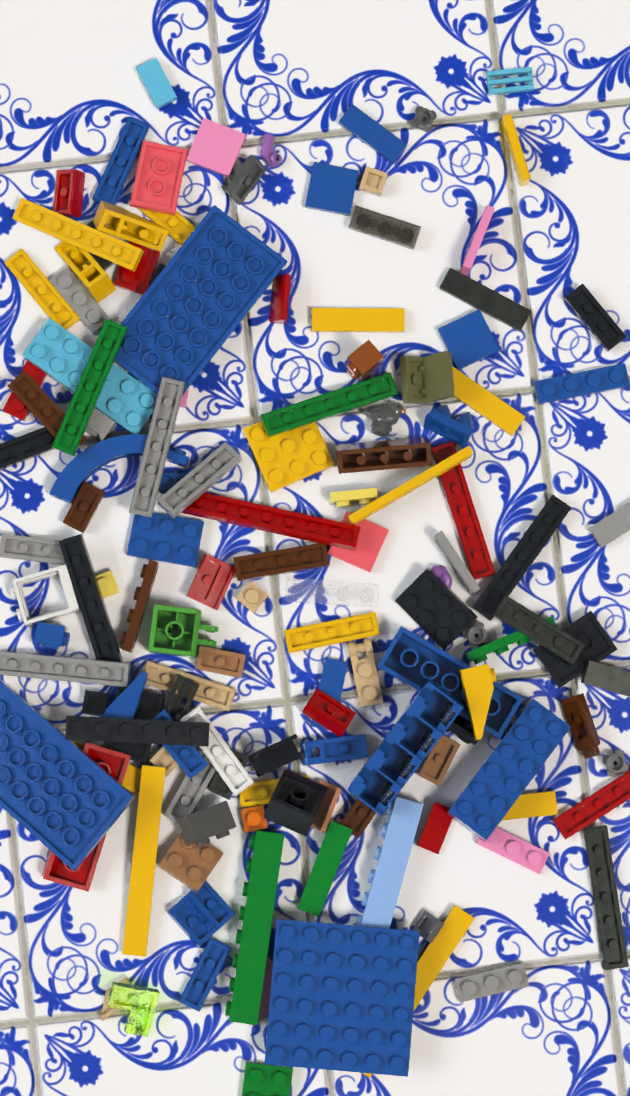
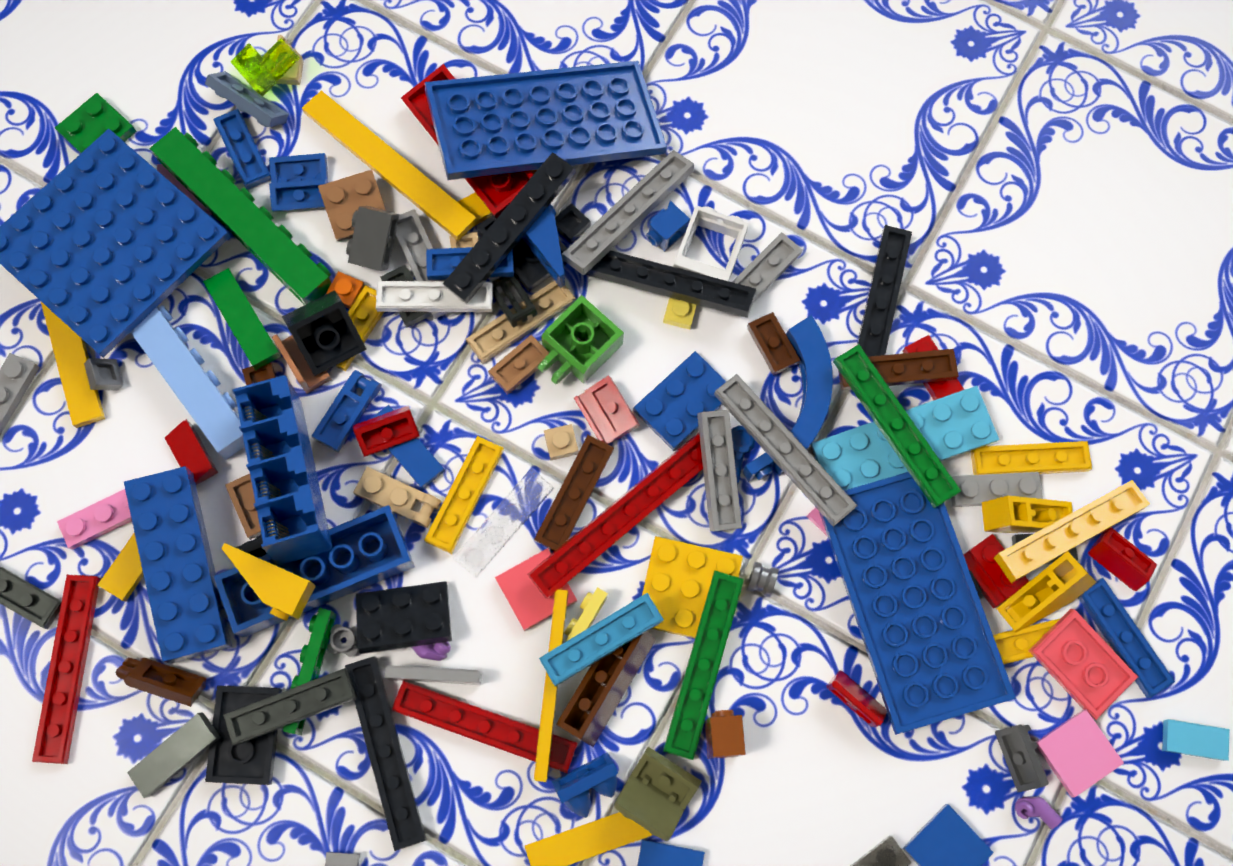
camera: 125 degrees right, 10 degrees down
(100, 425) = (847, 414): light grey window -> none
(142, 597) = (627, 318): reddish brown plate -> none
(168, 1002) = (246, 99): none -> sand blue plate
(249, 406) = (762, 579): none -> flat silver wheel
(274, 756) = (386, 348): black panel -> none
(358, 320) = (776, 768): yellow tile -> none
(363, 472) = (601, 639): none -> dark azure tile
(384, 418) = (646, 715): dark grey animal -> none
(621, 763) = (87, 685): flat silver plate -> none

